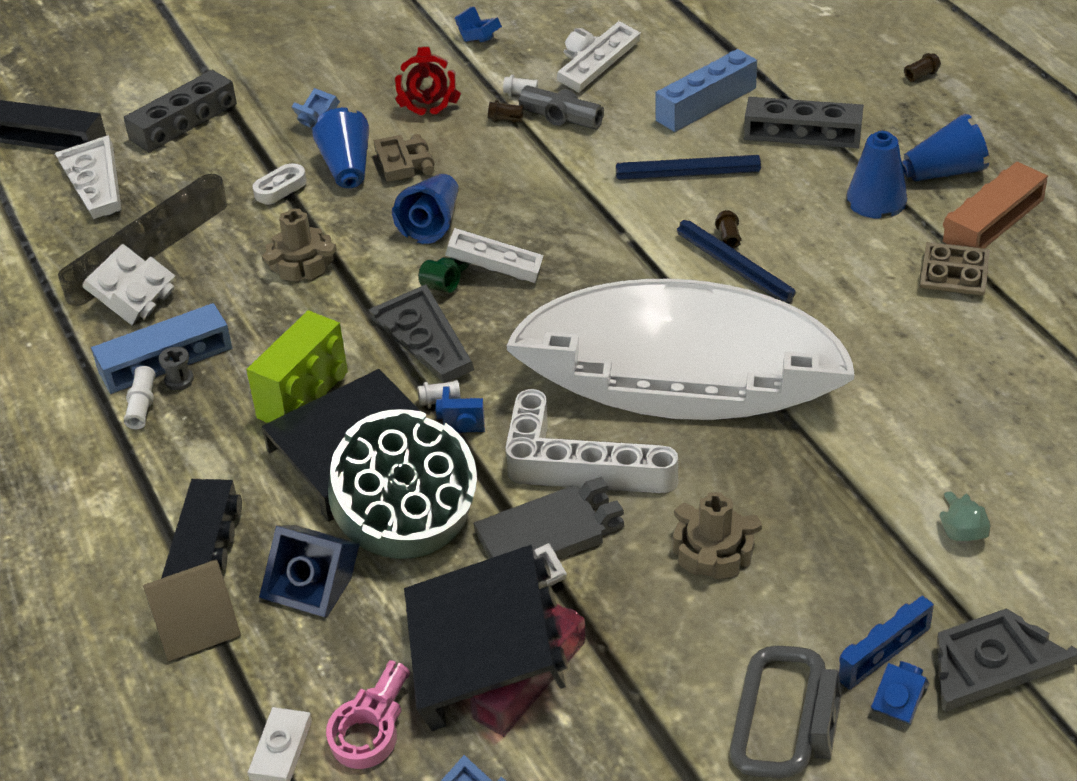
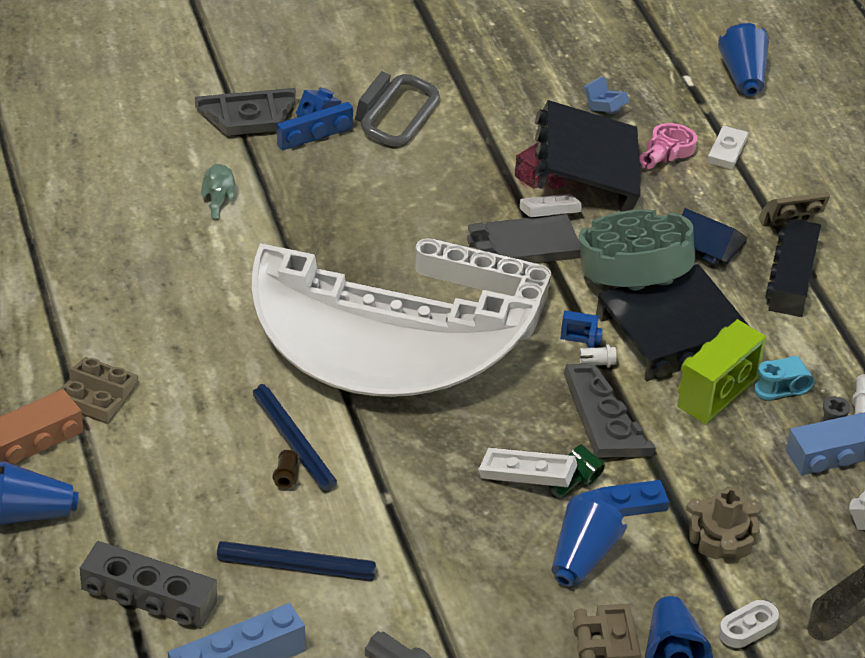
camera: 175 degrees left, 0 degrees up
(225, 401) = (786, 378): none -> medium azure piece
(395, 265) = (633, 497): none -> blue hinge
(712, 532) = (405, 200): dark tan piece -> none
(879, 178) = (117, 475): blue cone -> none

